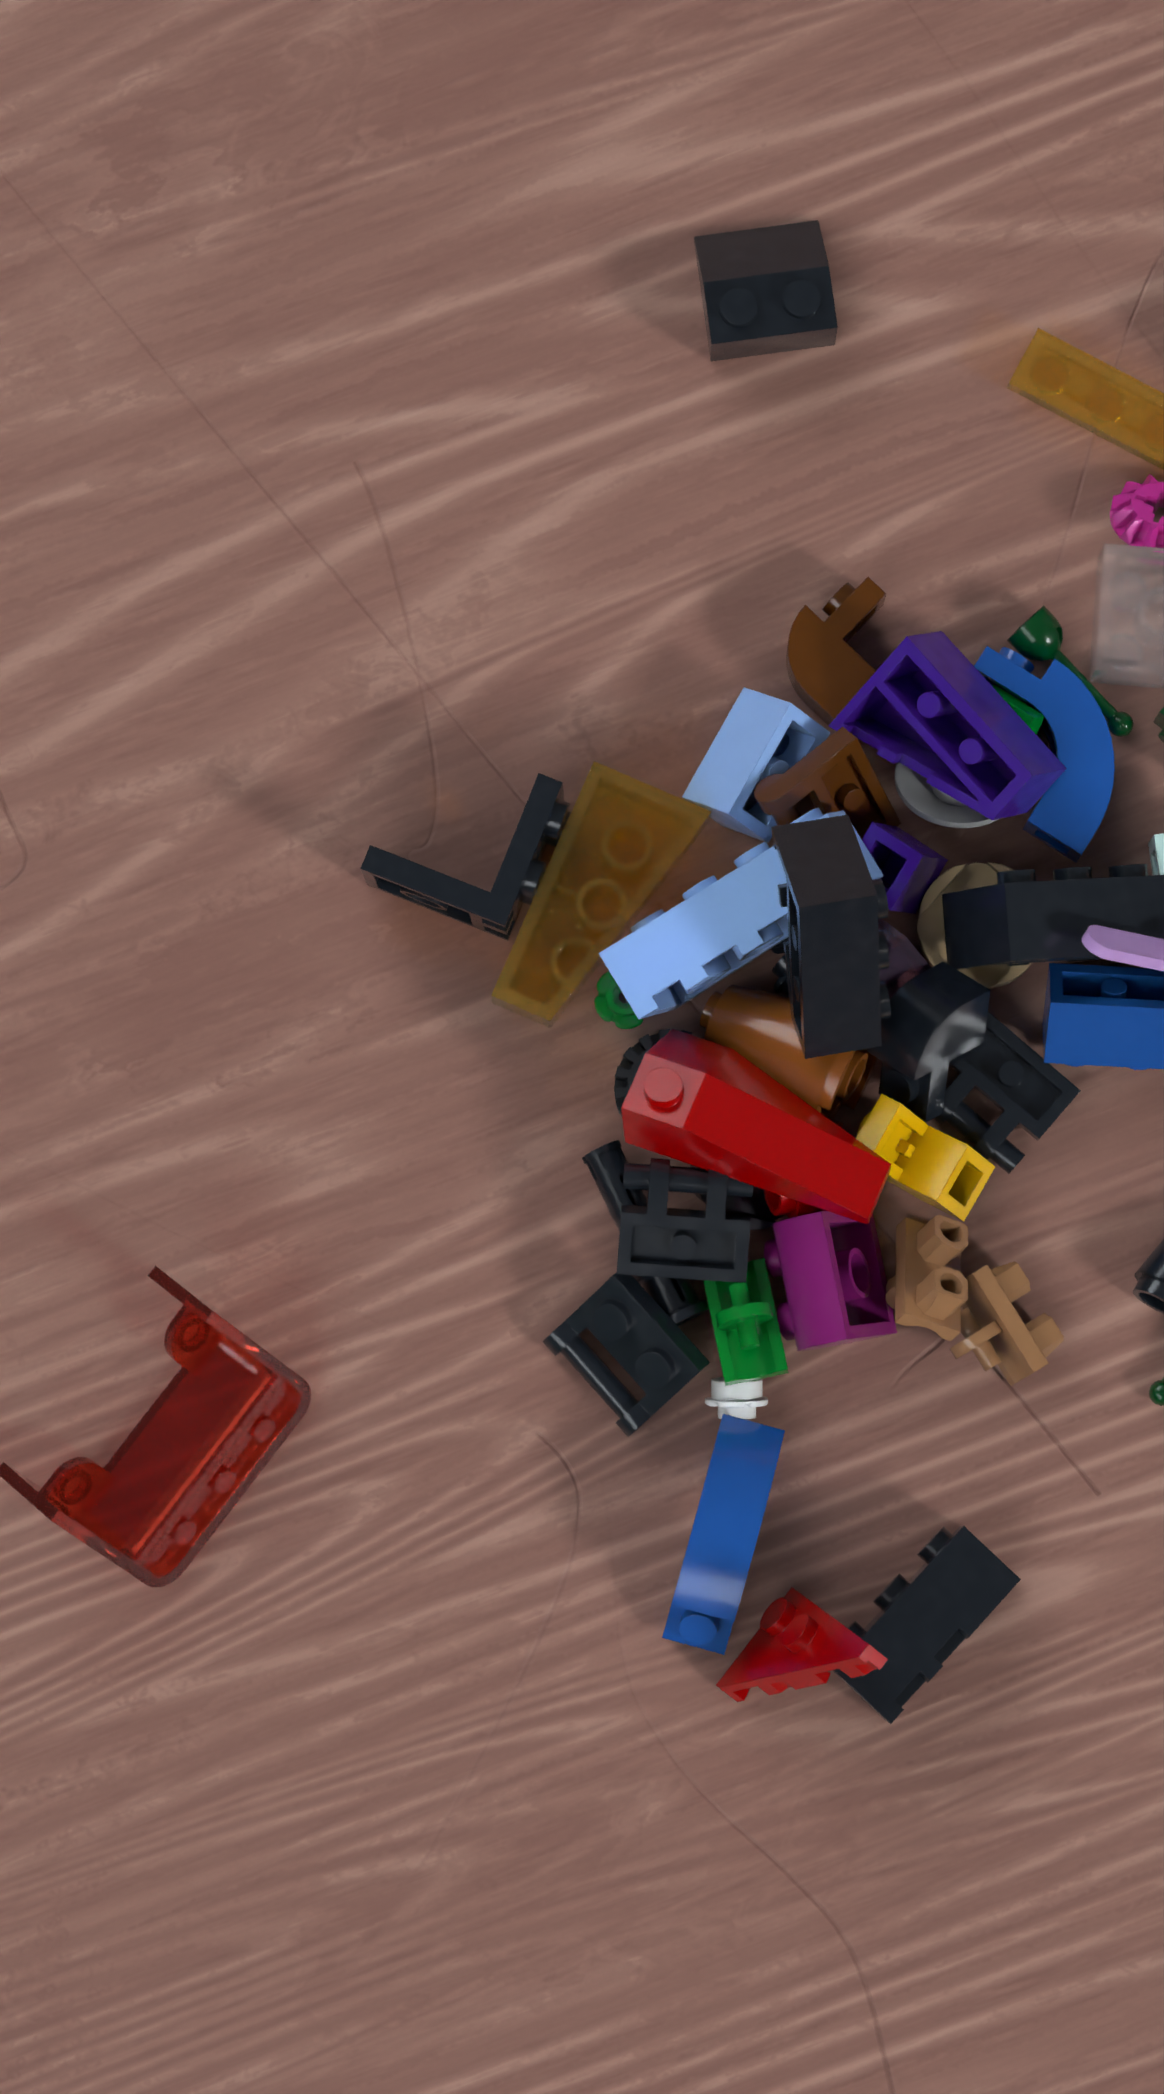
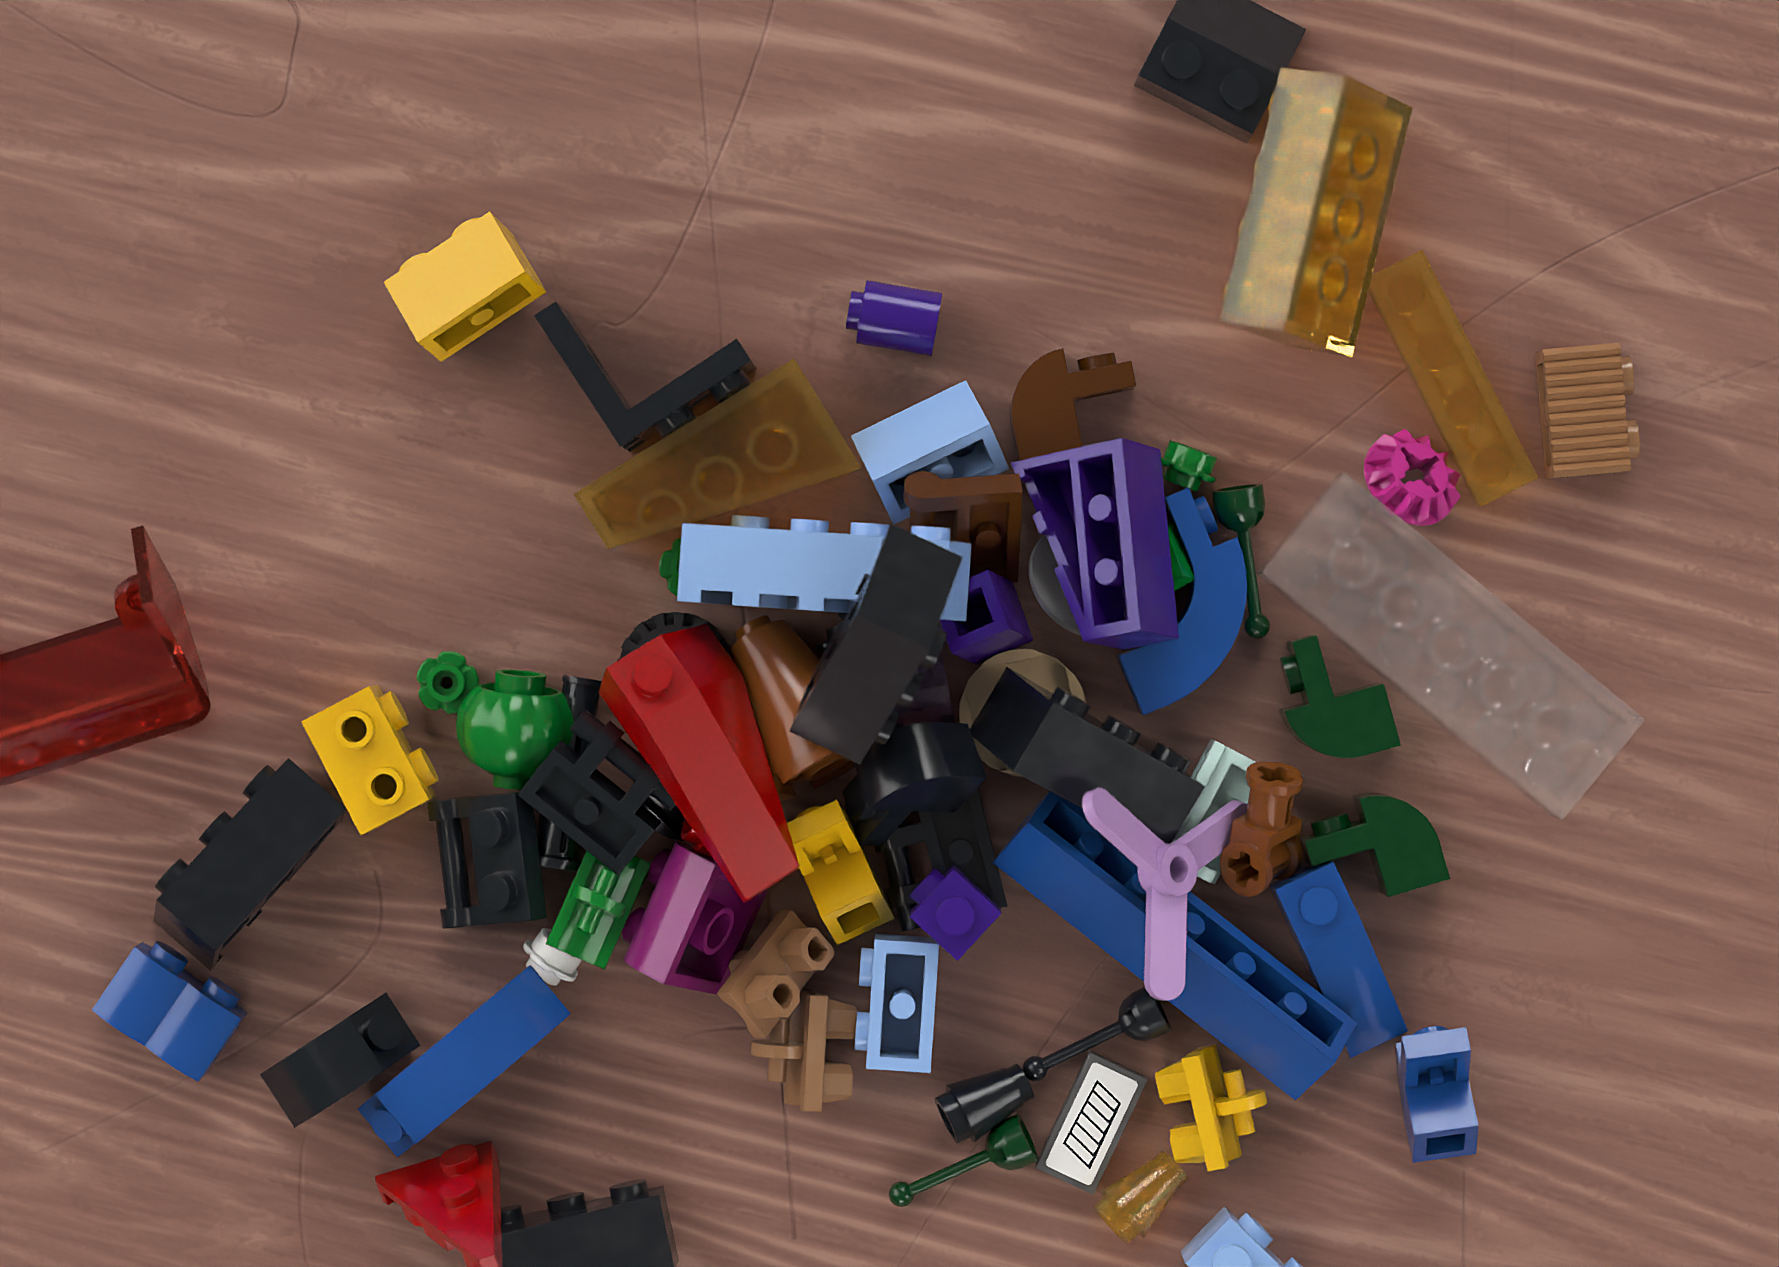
camera: 25 degrees right, 5 degrees up
(281, 893) = (464, 286): none -> yellow brick
(427, 1494) = (245, 860): none -> black wedge
(450, 1660) = (171, 1009): none -> blue brick
(472, 1335) = (371, 757): none -> yellow brick
(473, 1231) = (434, 670): none -> green plate
(571, 1228) = (513, 725): none -> green plant
(620, 1605) = (340, 1060): none -> black brick
(650, 677) = (895, 317): none -> dark purple brick
(932, 354) = (1316, 211): none -> clear yellow brick
(973, 632) = (1187, 466): none -> green plate
(1039, 1119) = (952, 910): none -> dark purple brick
(1050, 1229) = (902, 1002): none -> light blue brick

